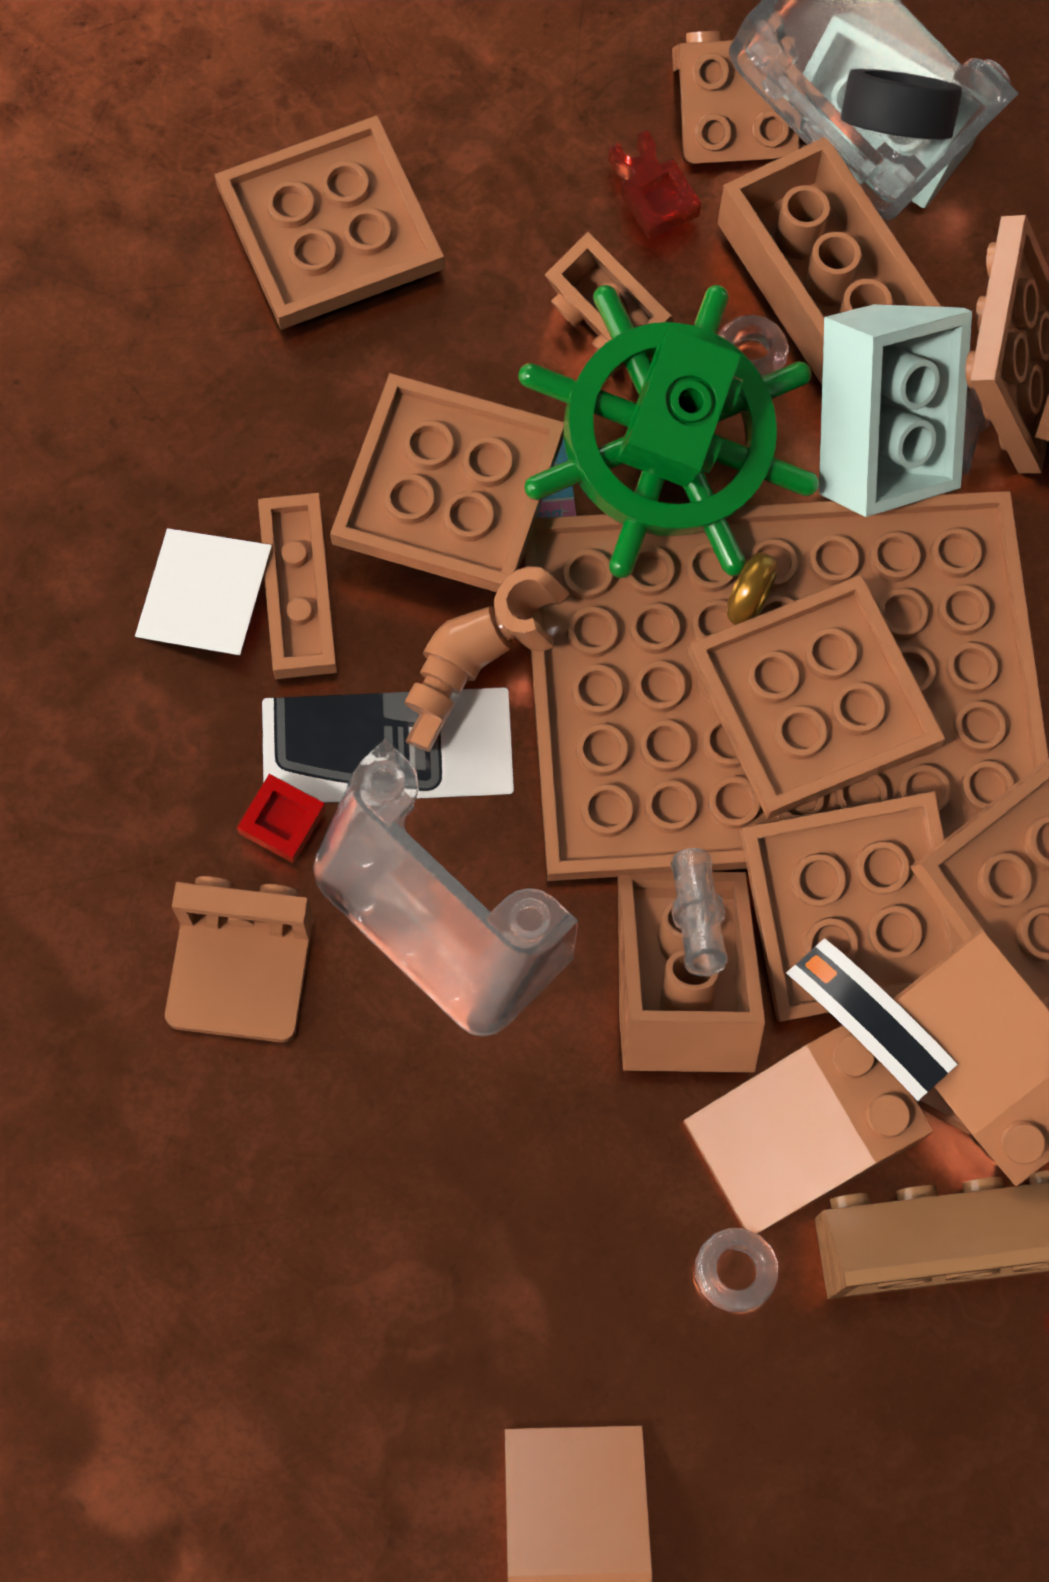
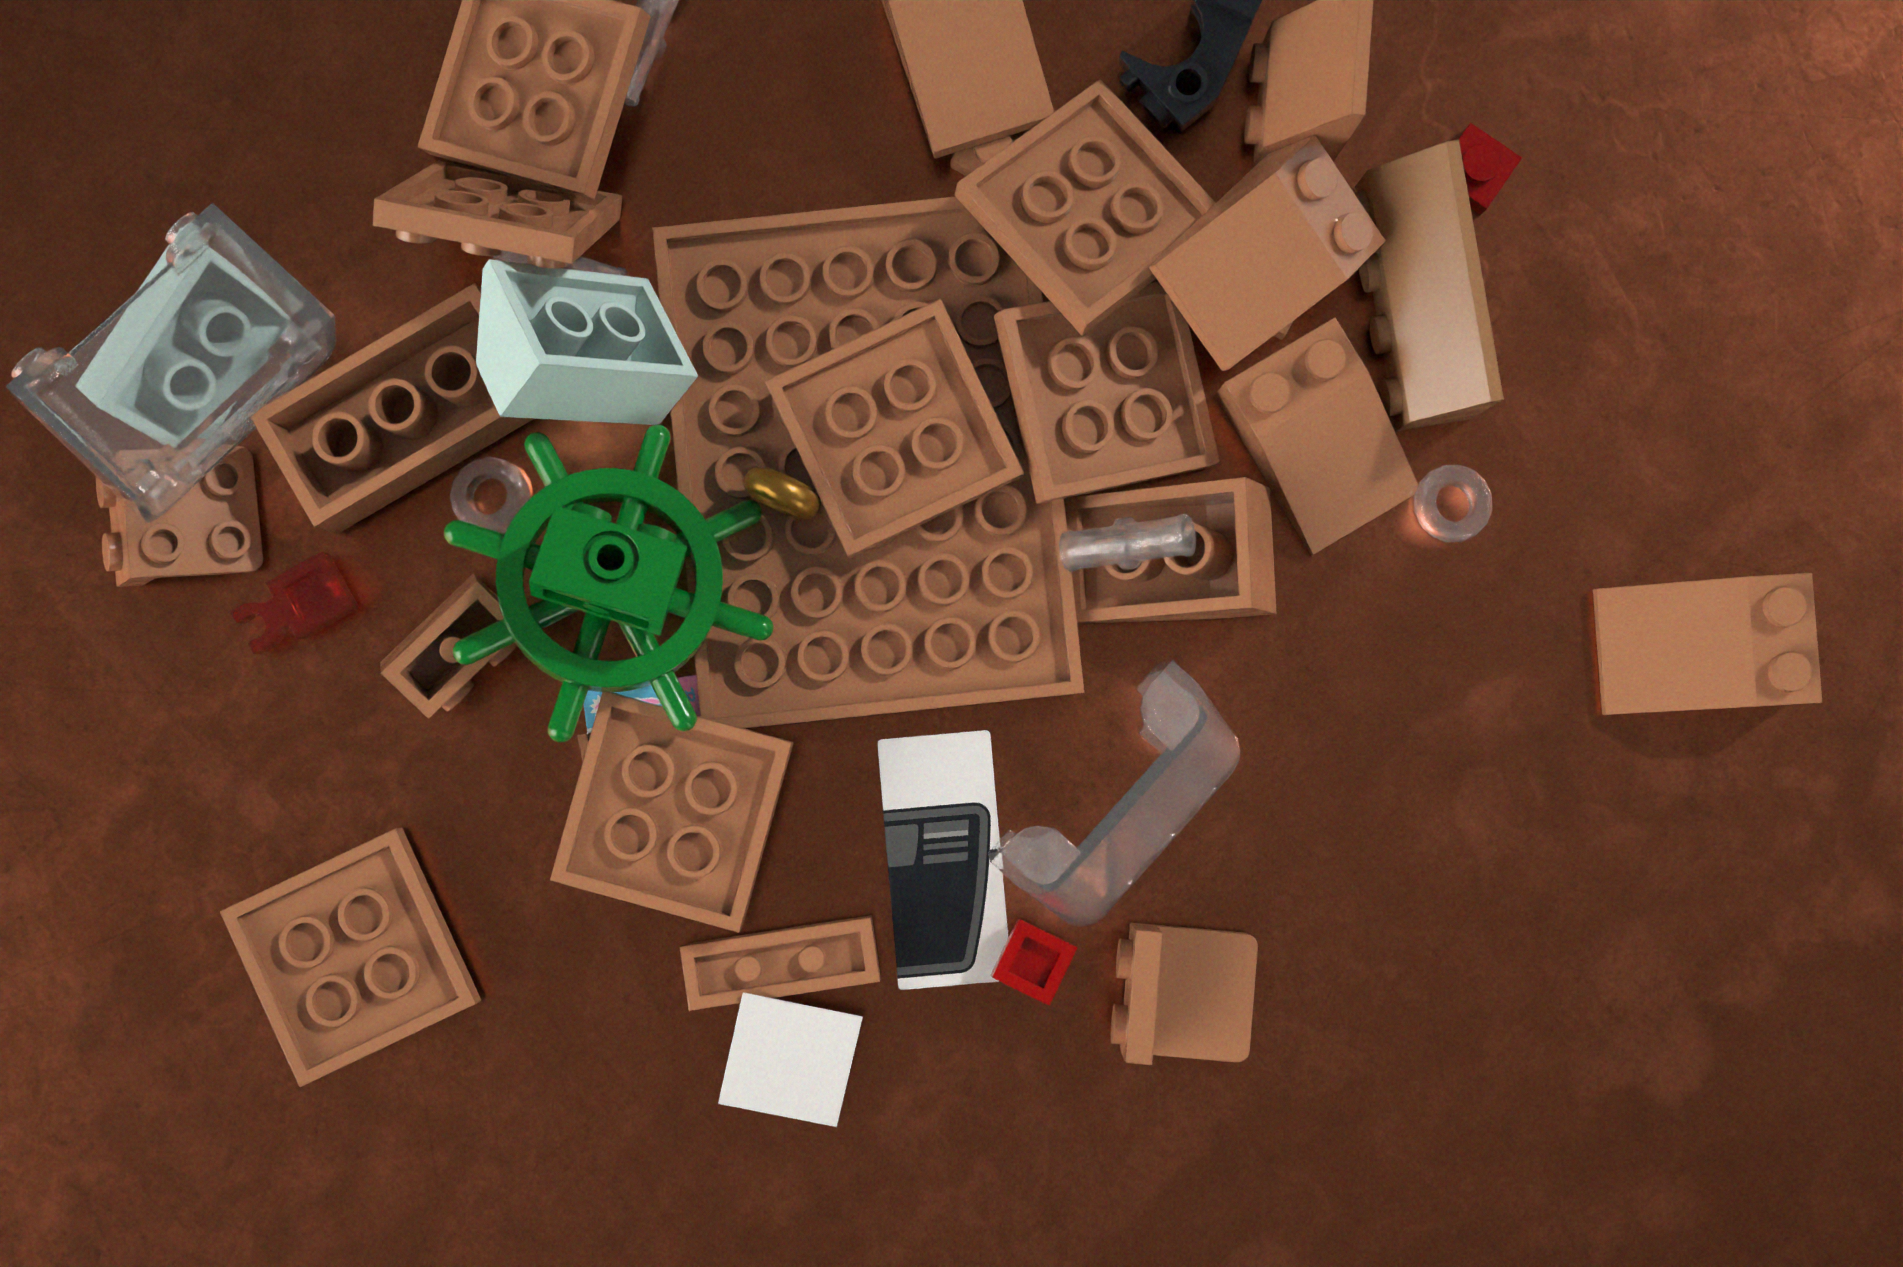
camera: 90 degrees left, 15 degrees up
(473, 641) = (847, 782): nougat piece -> none
(873, 1018) = (1230, 375): sticker -> none
(901, 104) = (224, 332): black tyre -> none

